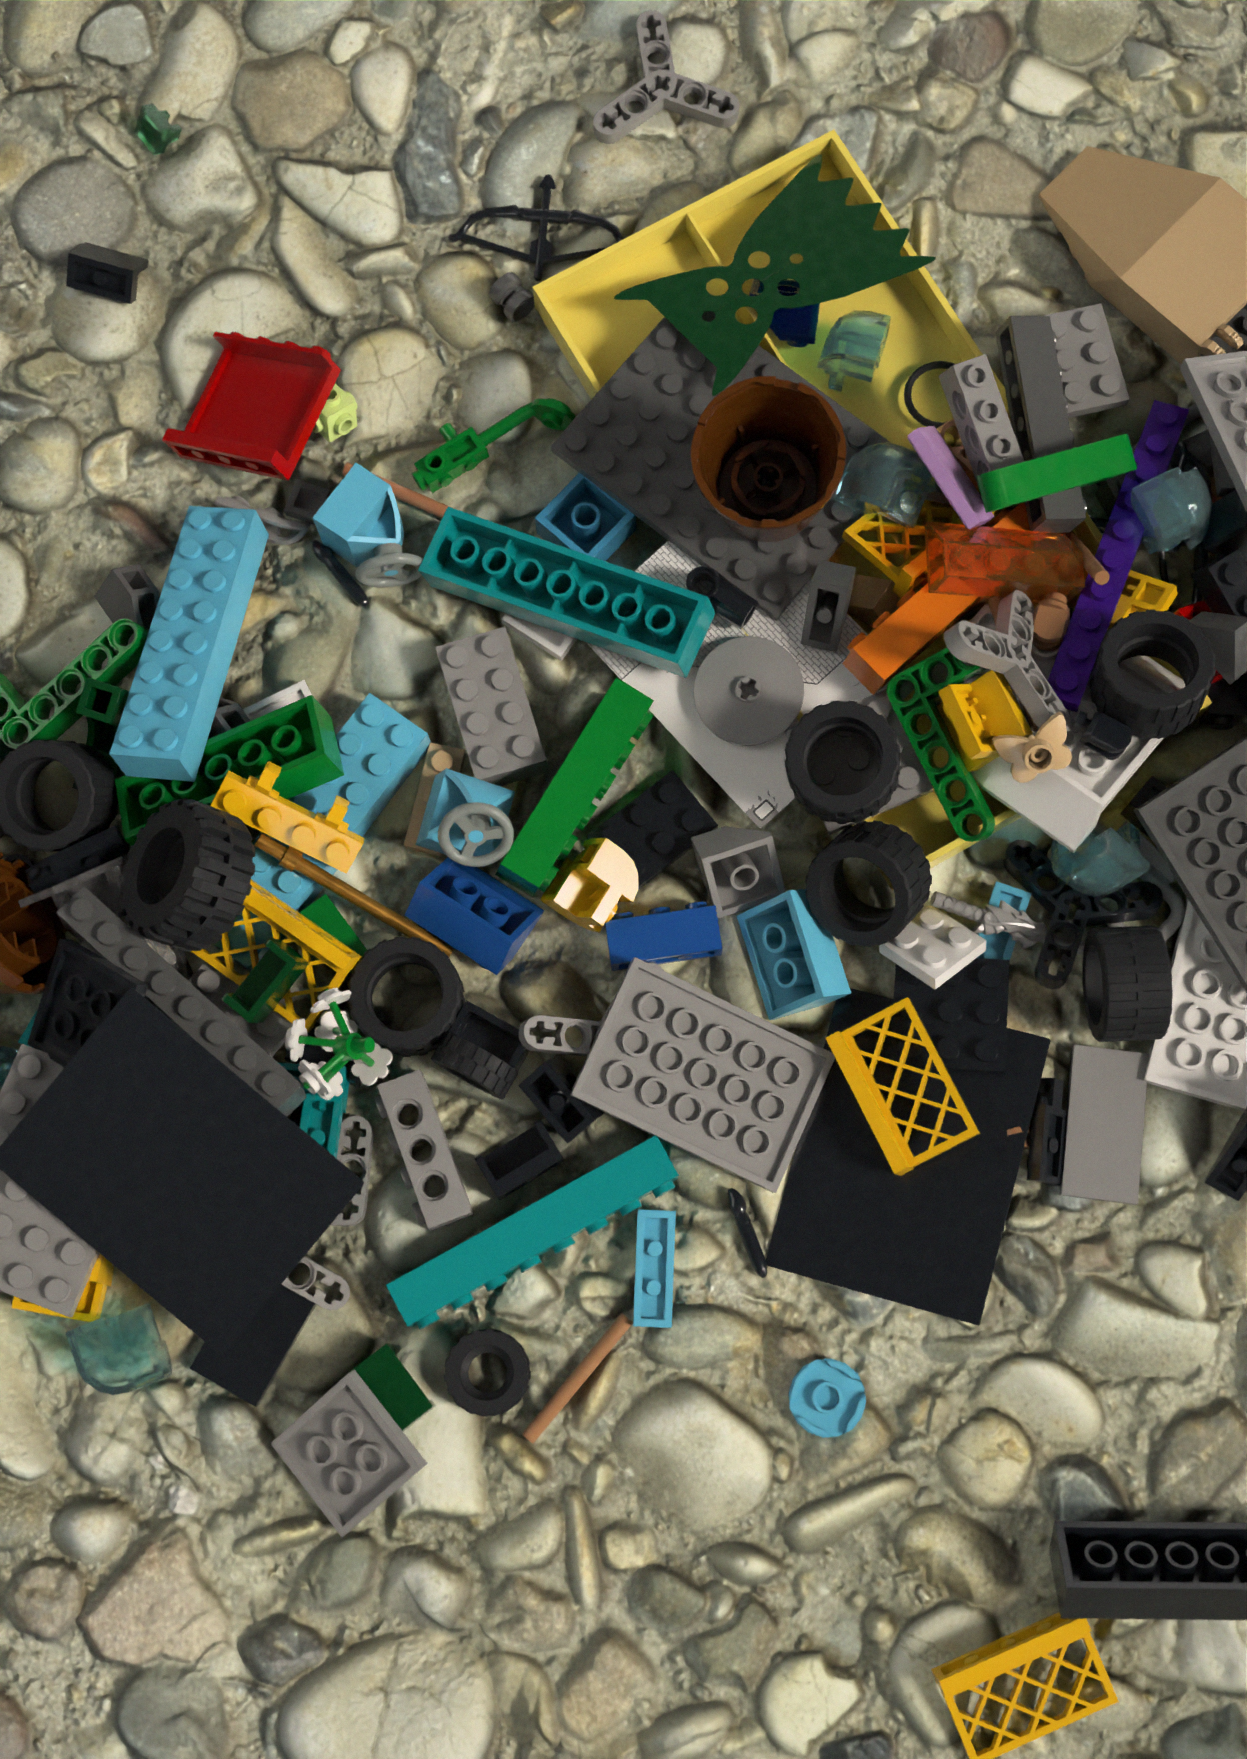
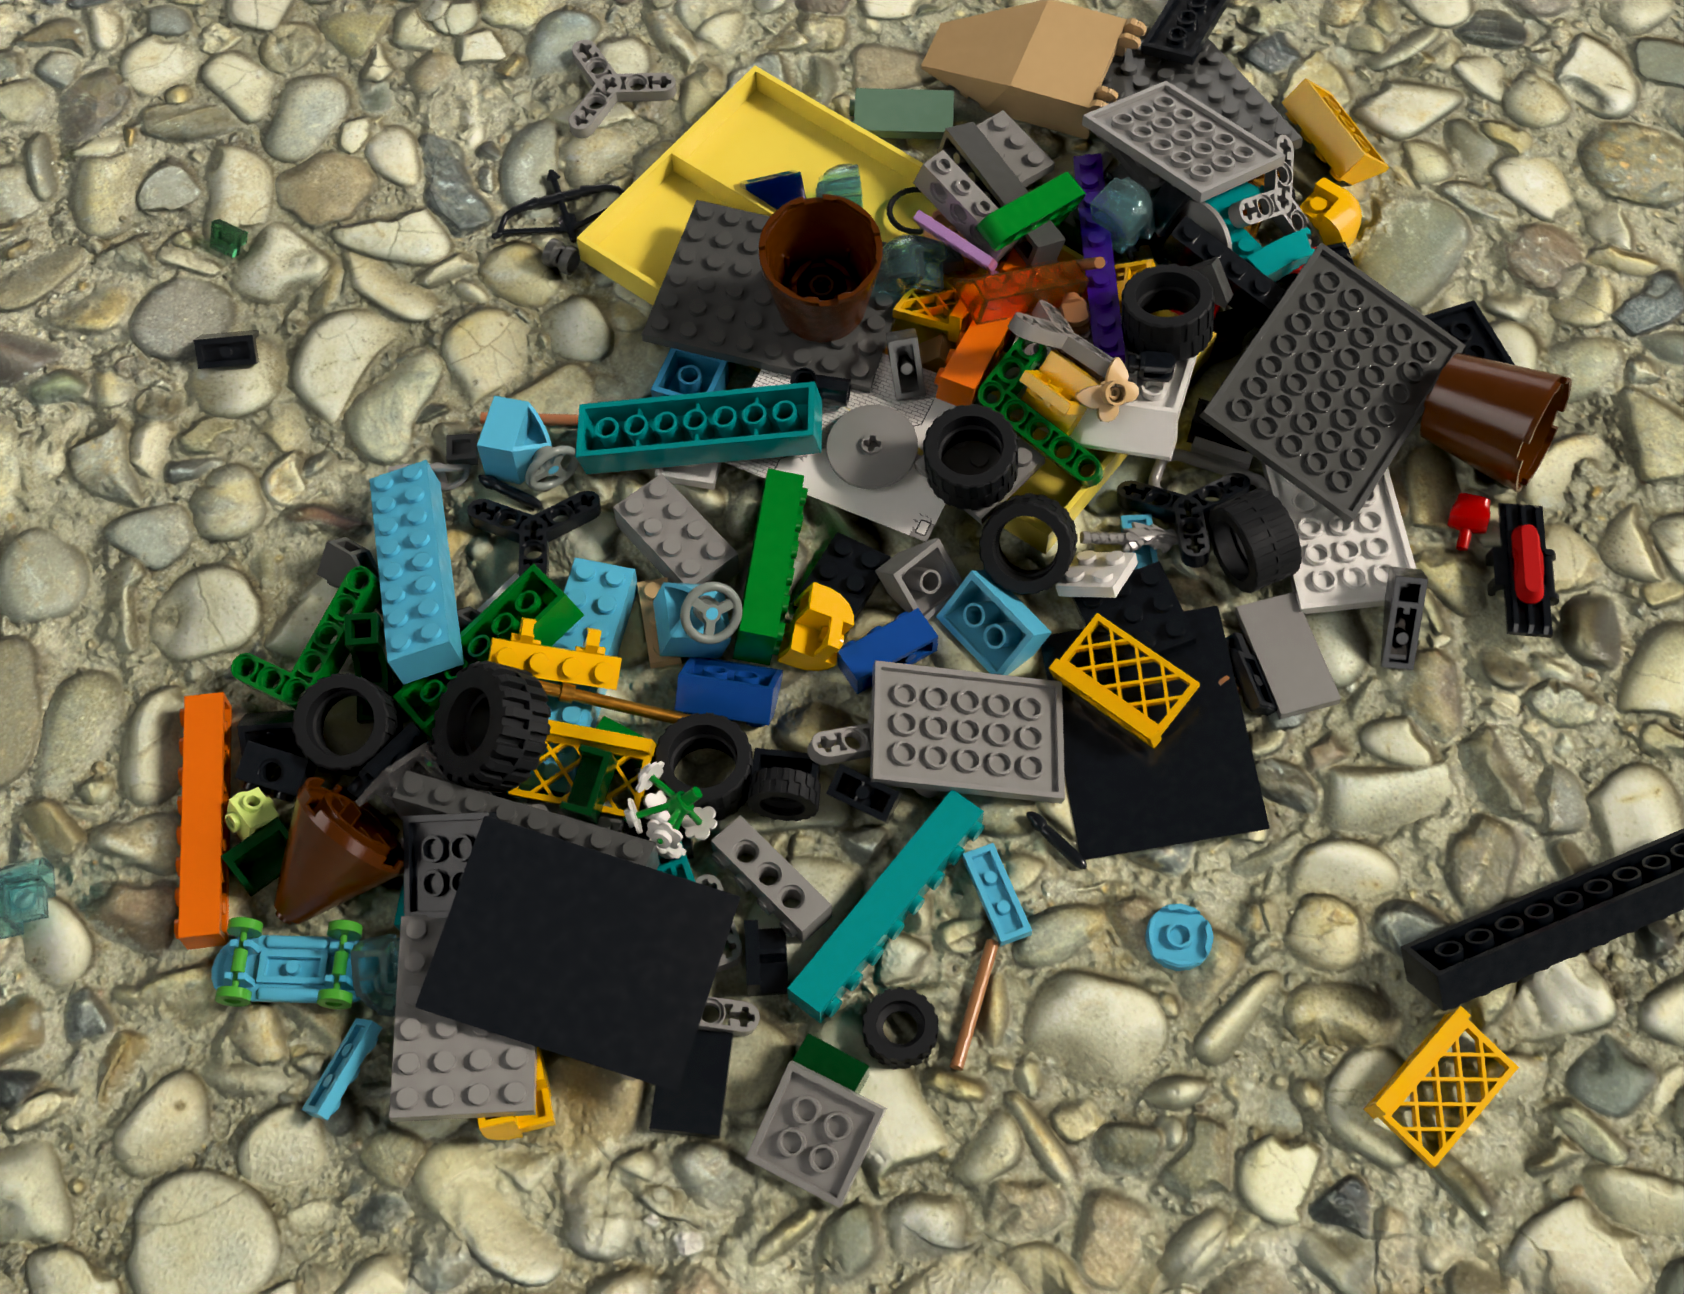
camera: 25 degrees left, 15 degrees down
(121, 1352) = (586, 1133): clear light blue brick -> none
(257, 406) = (393, 391): red panel -> none
(337, 415) = (452, 378): yellowish green brick -> none
(340, 623) = (542, 522): none -> black piece
(382, 1236) = (765, 960): none -> black panel
(468, 449) = (575, 367): green piece -> none
(520, 1160) = (852, 856): black panel -> none
(804, 219) = (797, 143): dark green piece -> none
(985, 258) = (903, 112): none -> sand green panel
(1101, 862) = (1192, 466): clear light blue brick -> none

